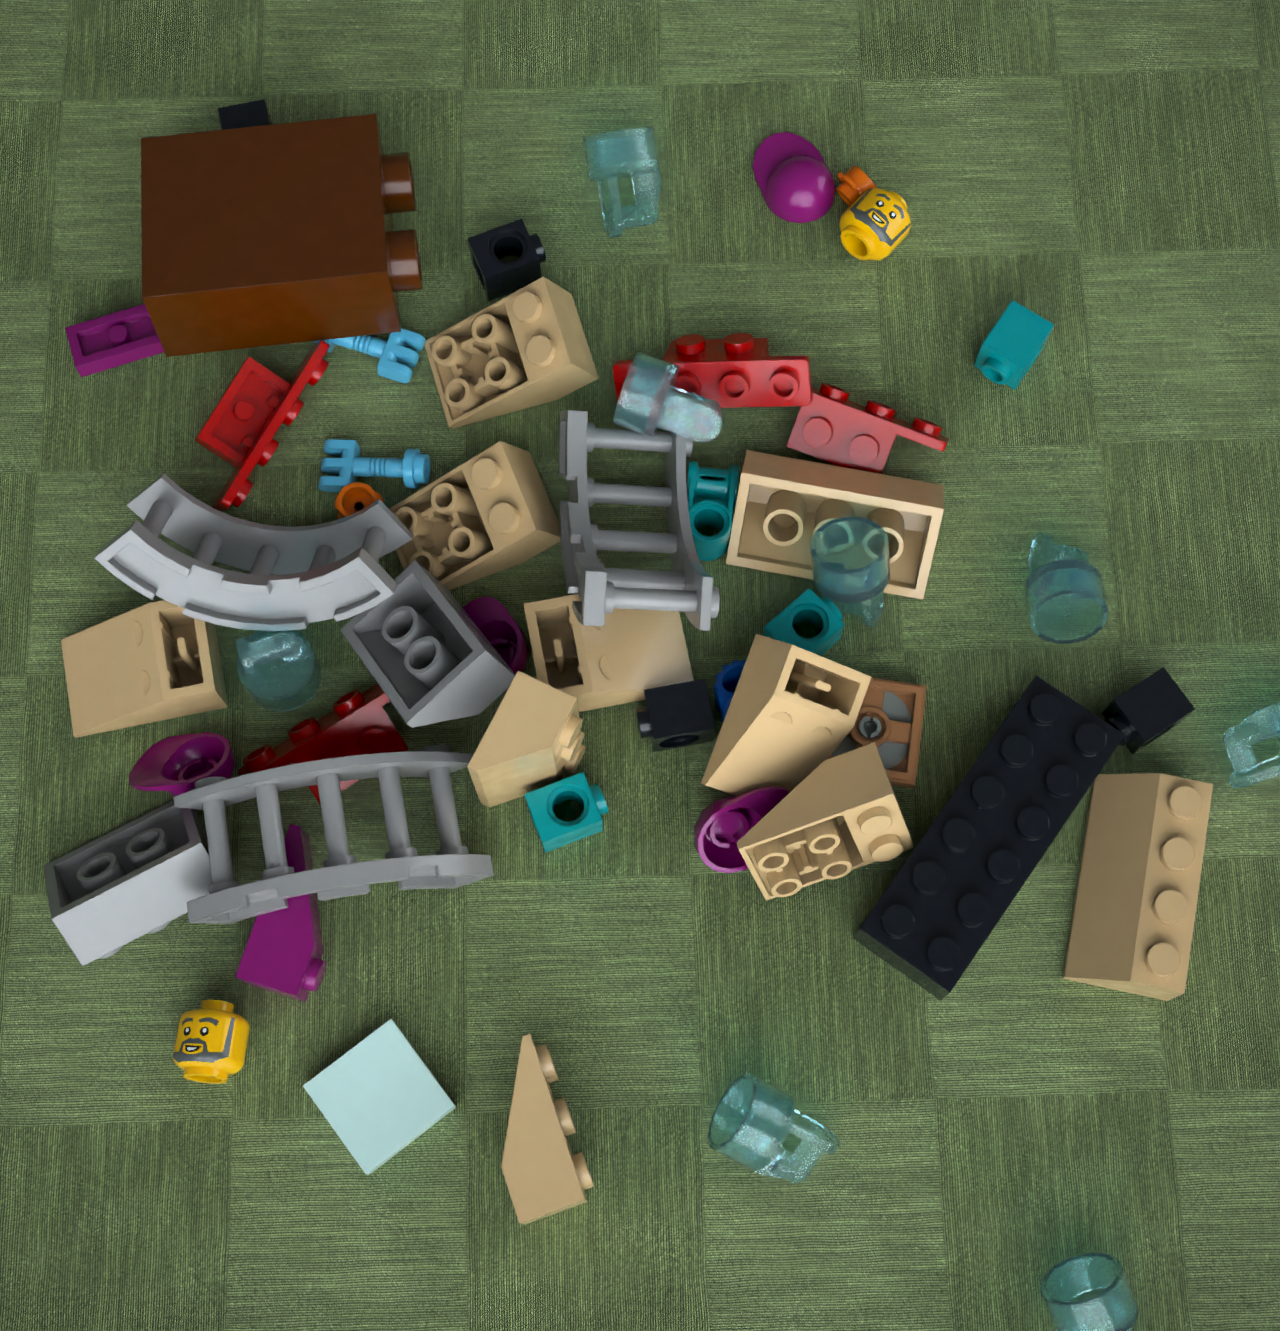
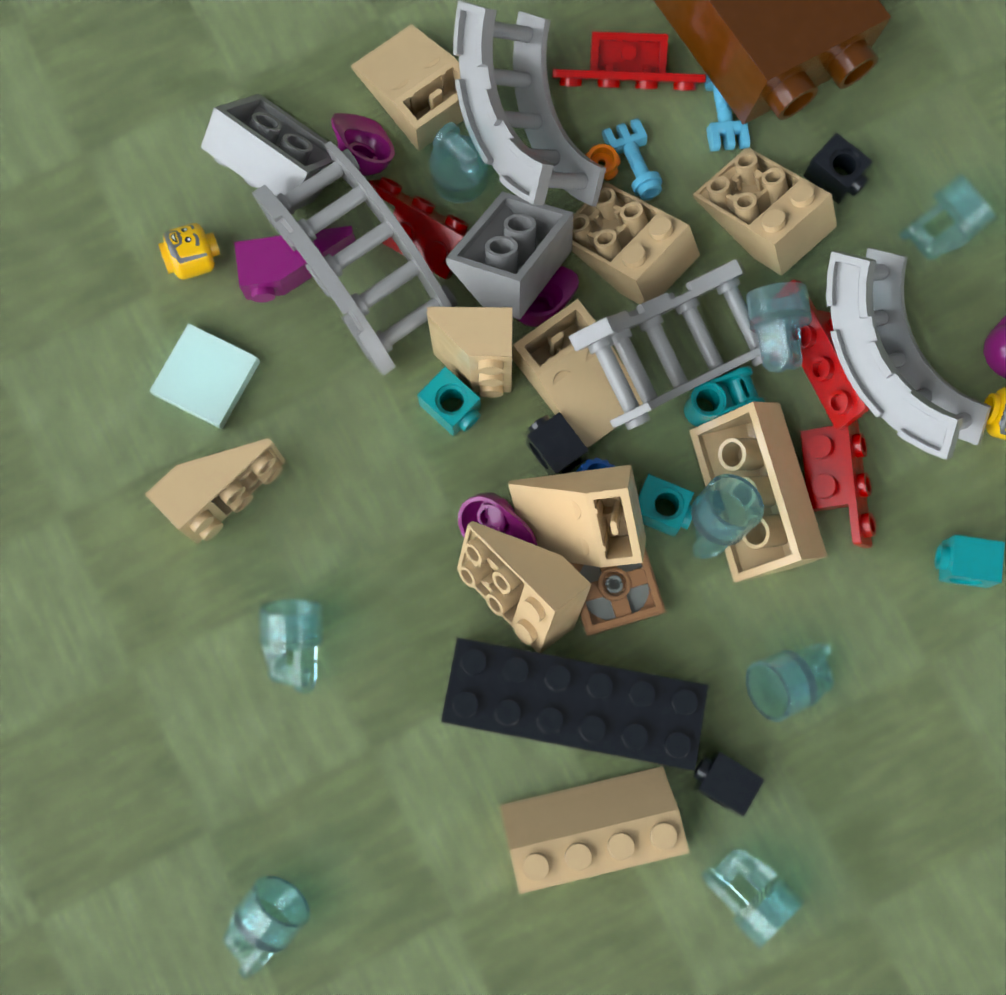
camera: 65 degrees right, 5 degrees up
(762, 317) = (885, 361): none -> light grey fence

